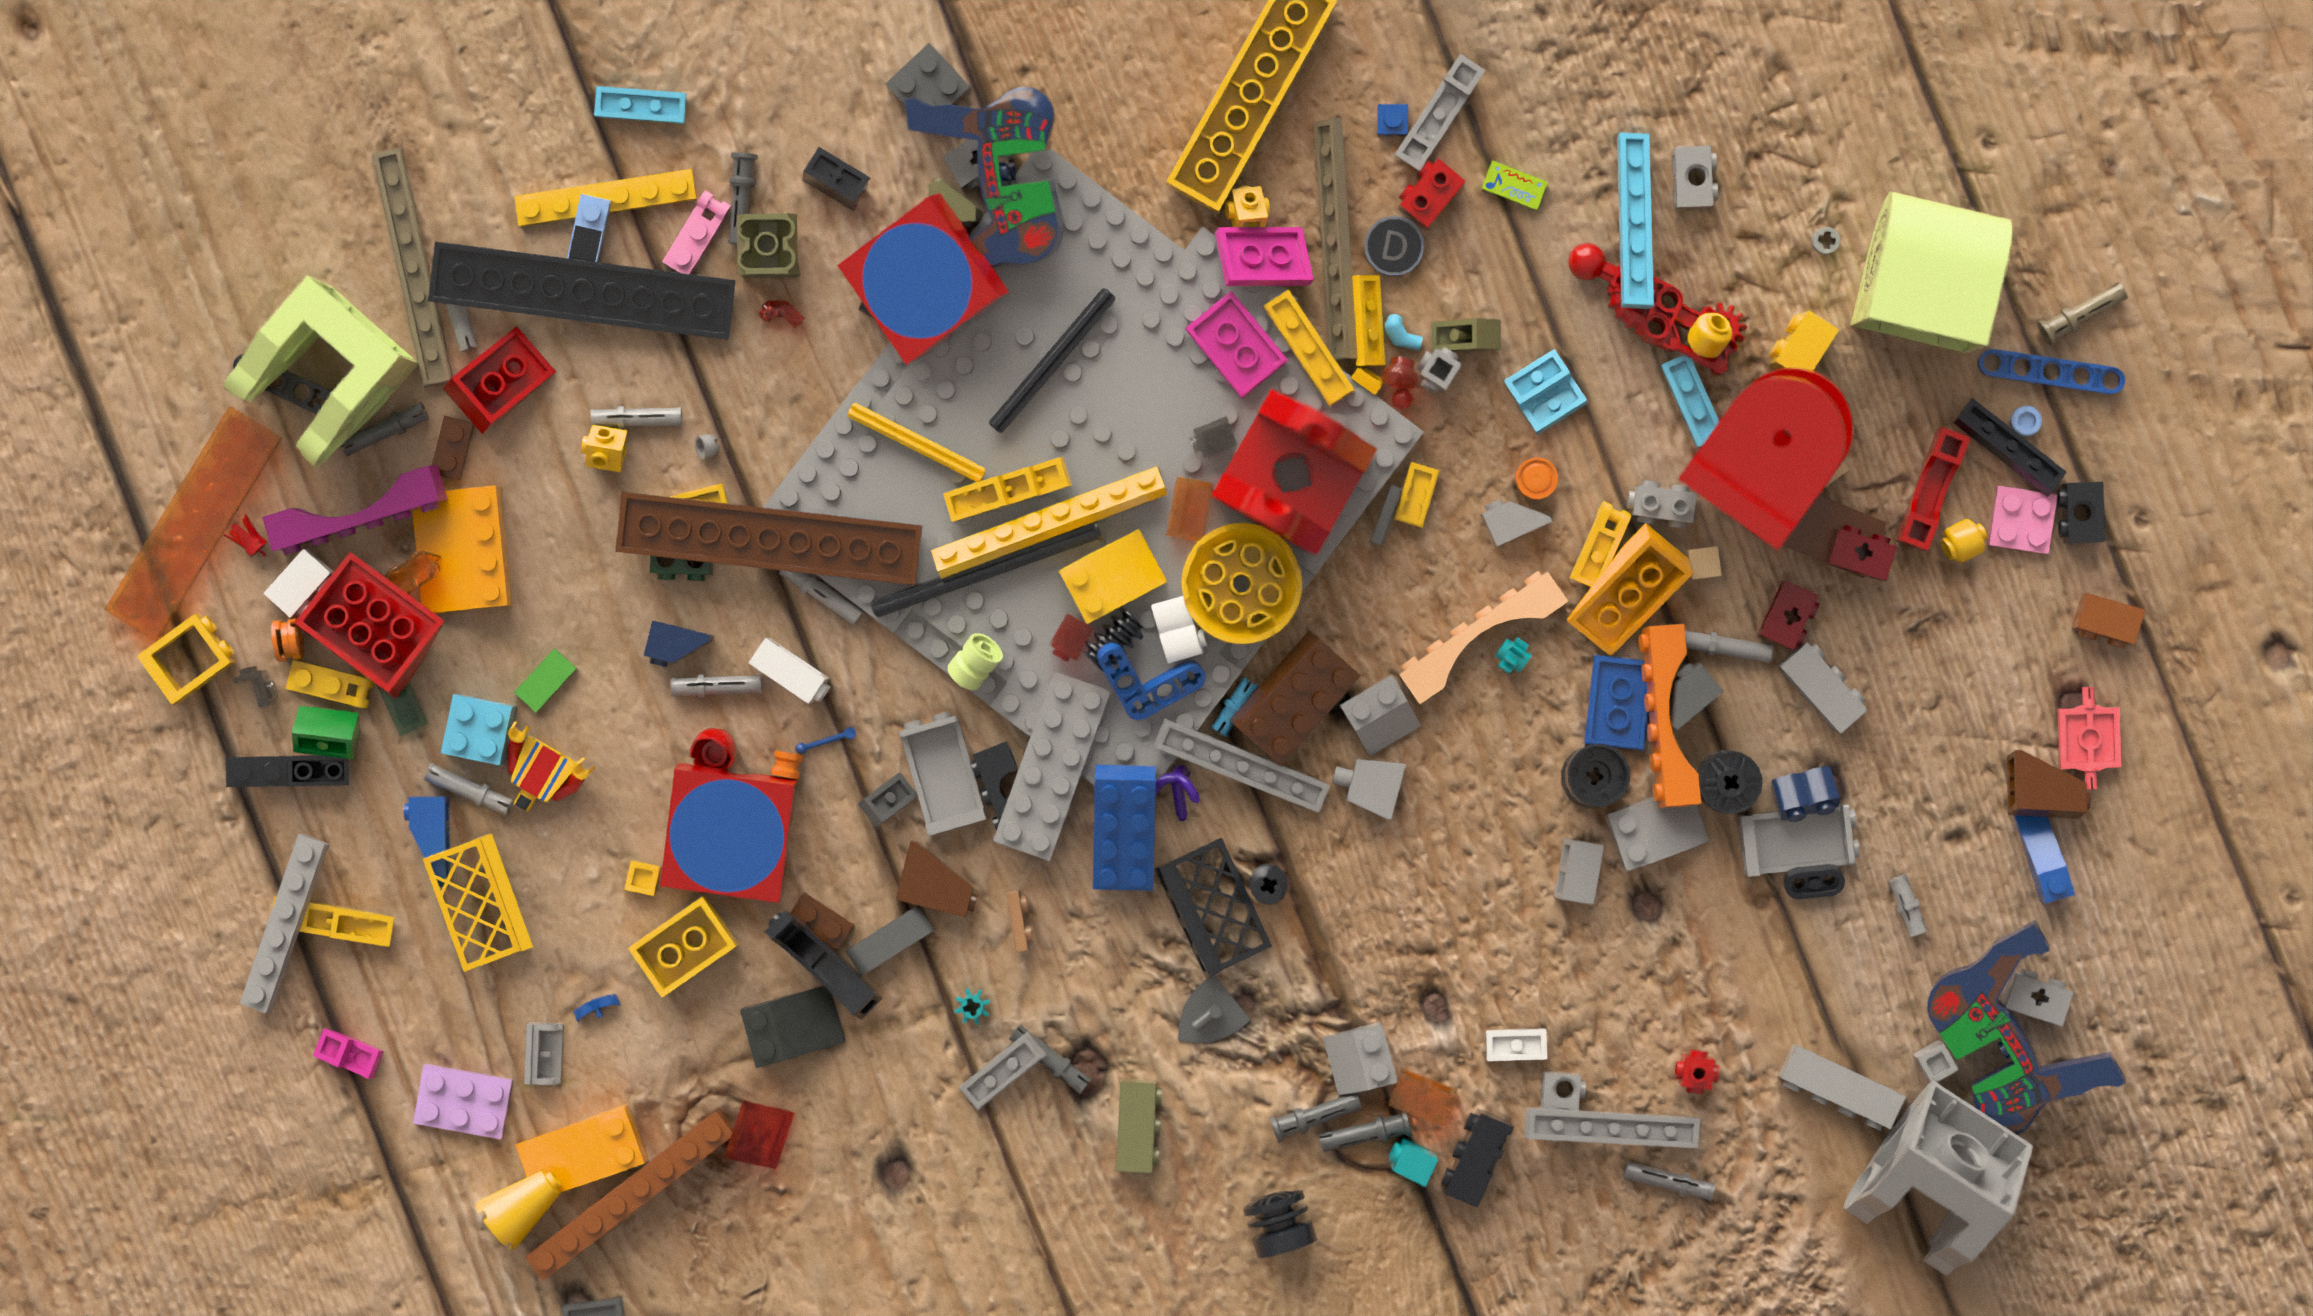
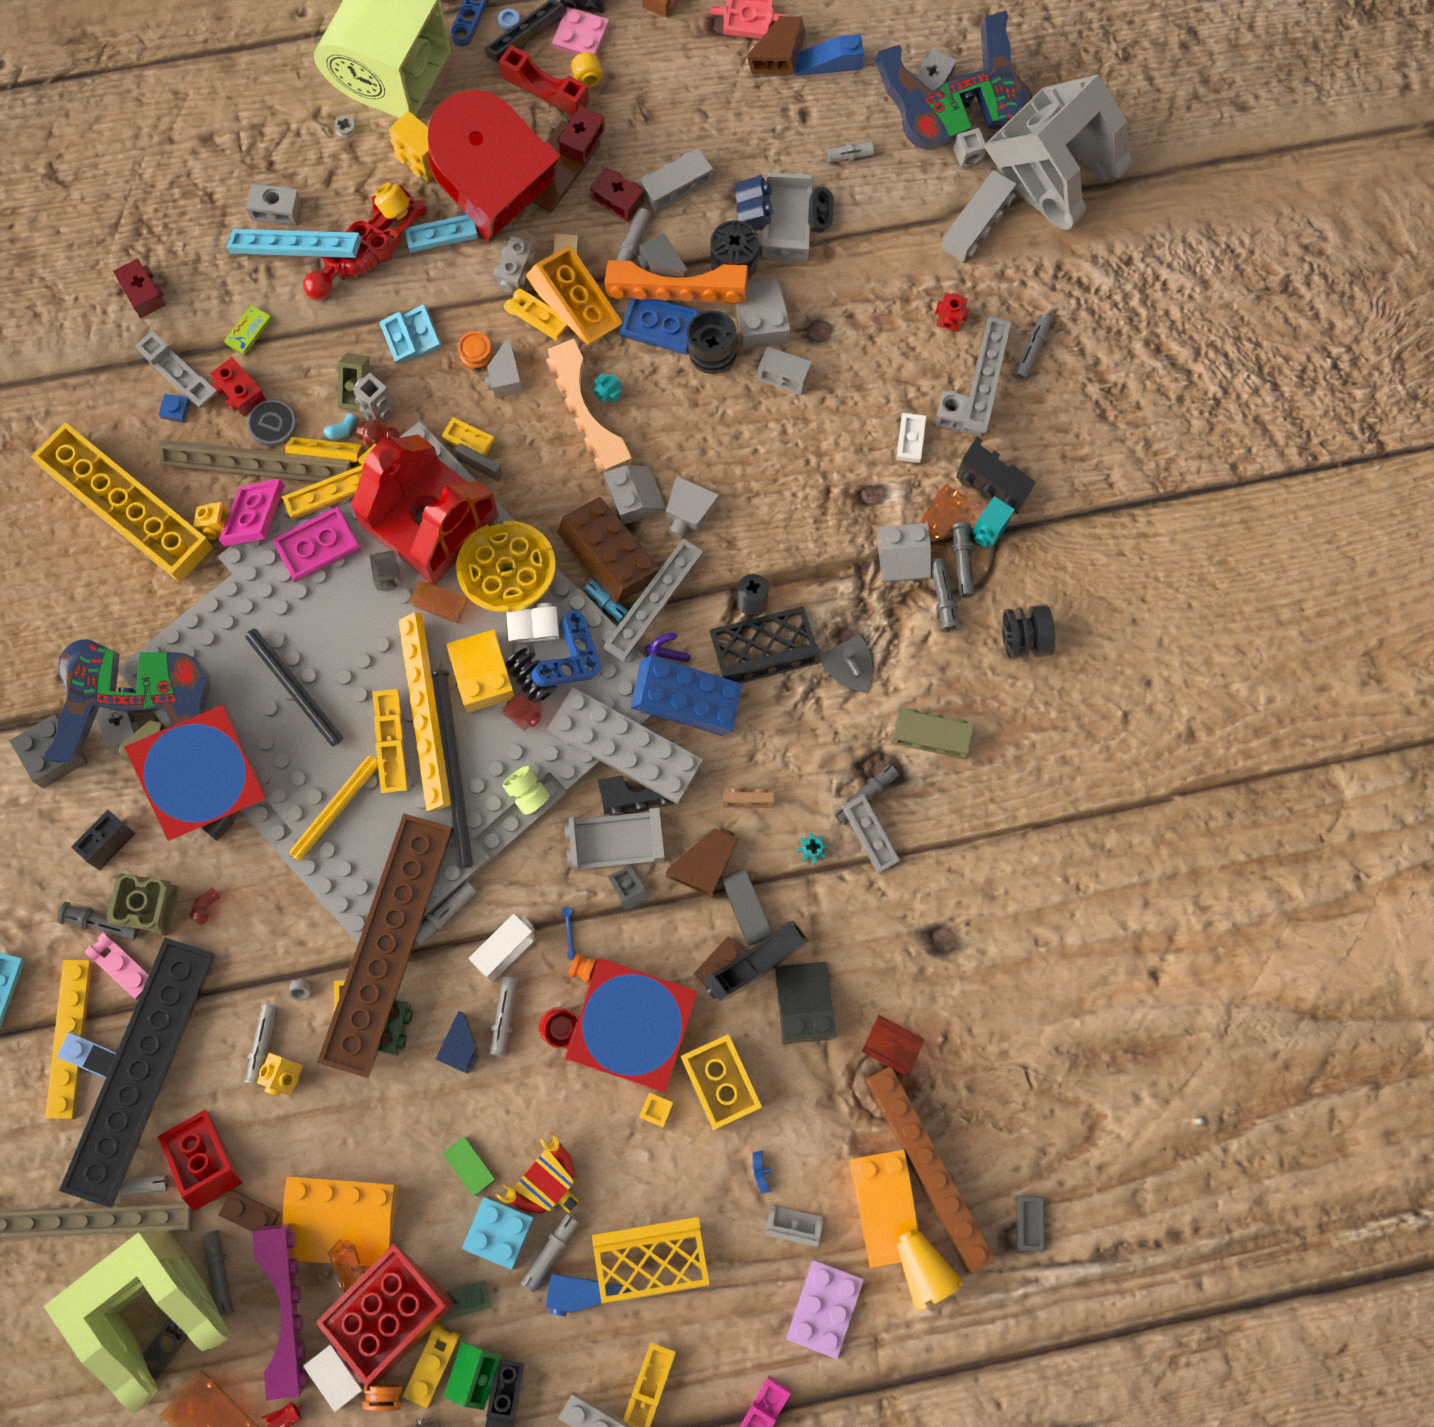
camera: 85 degrees left, 15 degrees down
(1552, 20) = (139, 288): none -> dark red brick

